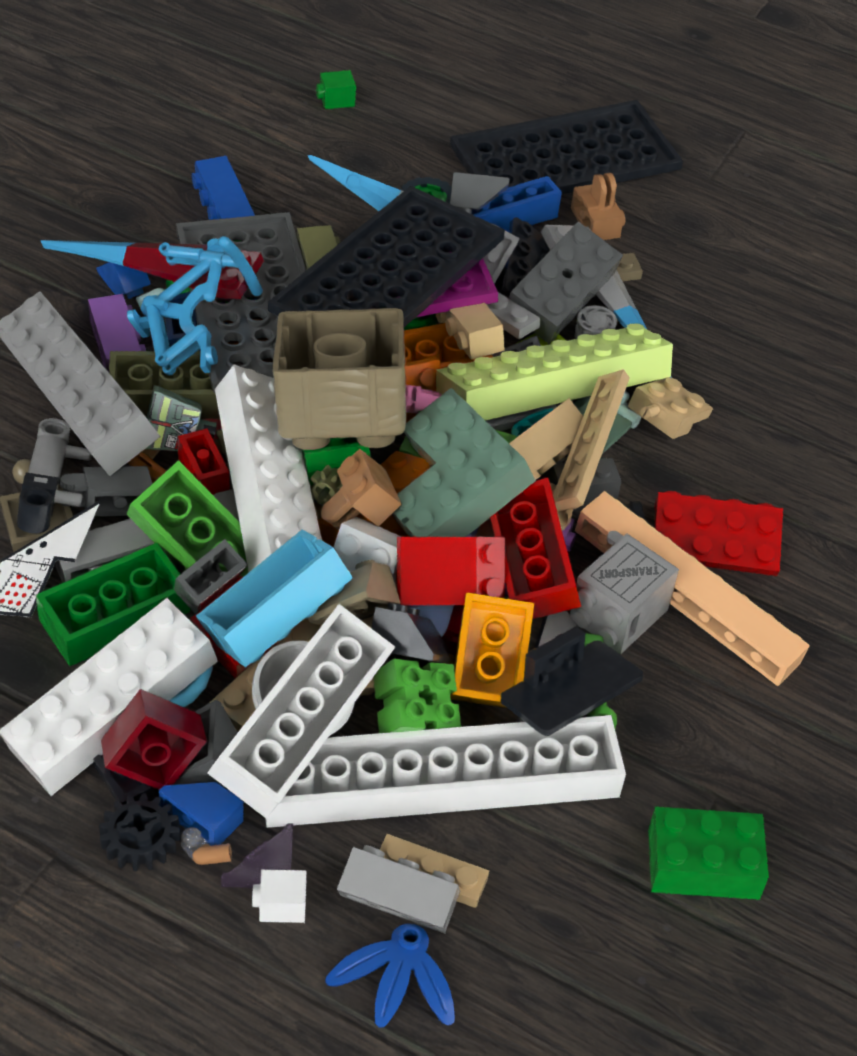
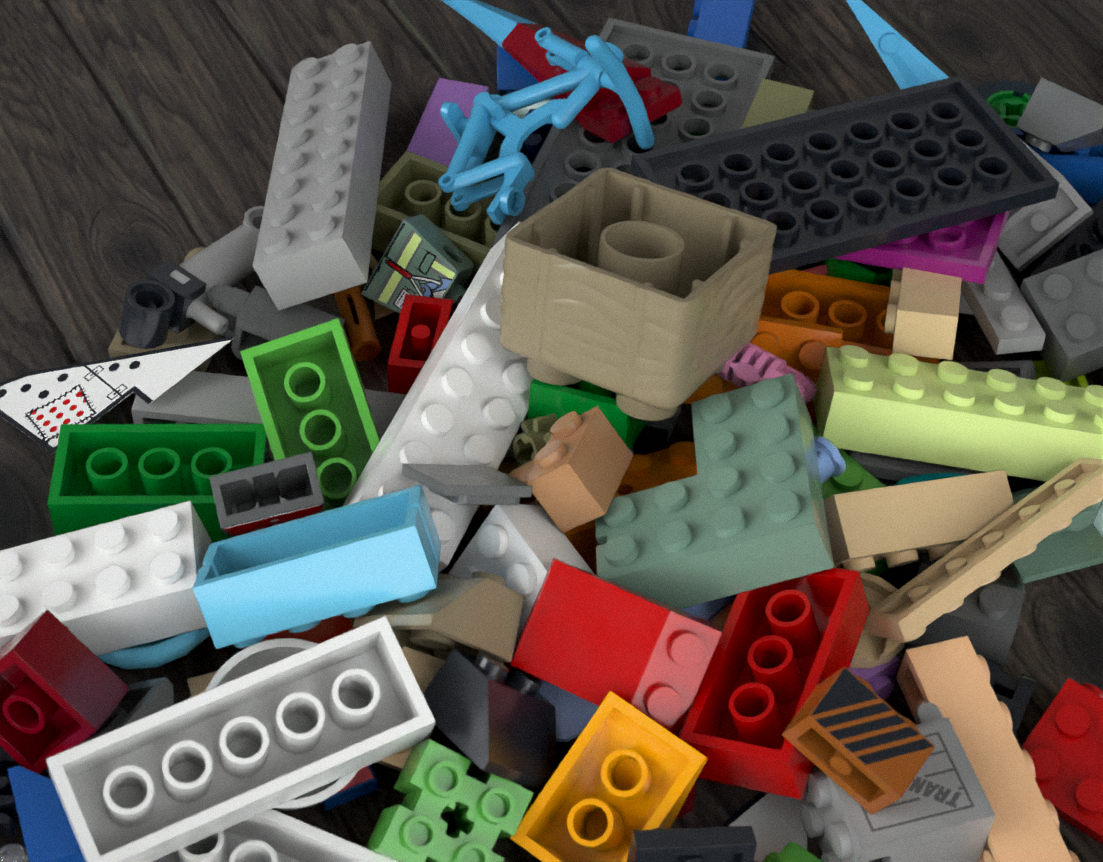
camera: 35 degrees right, 0 degrees up
(321, 519) = (469, 483): none -> dark grey piece
(603, 560) = (859, 740): none -> dark orange brick

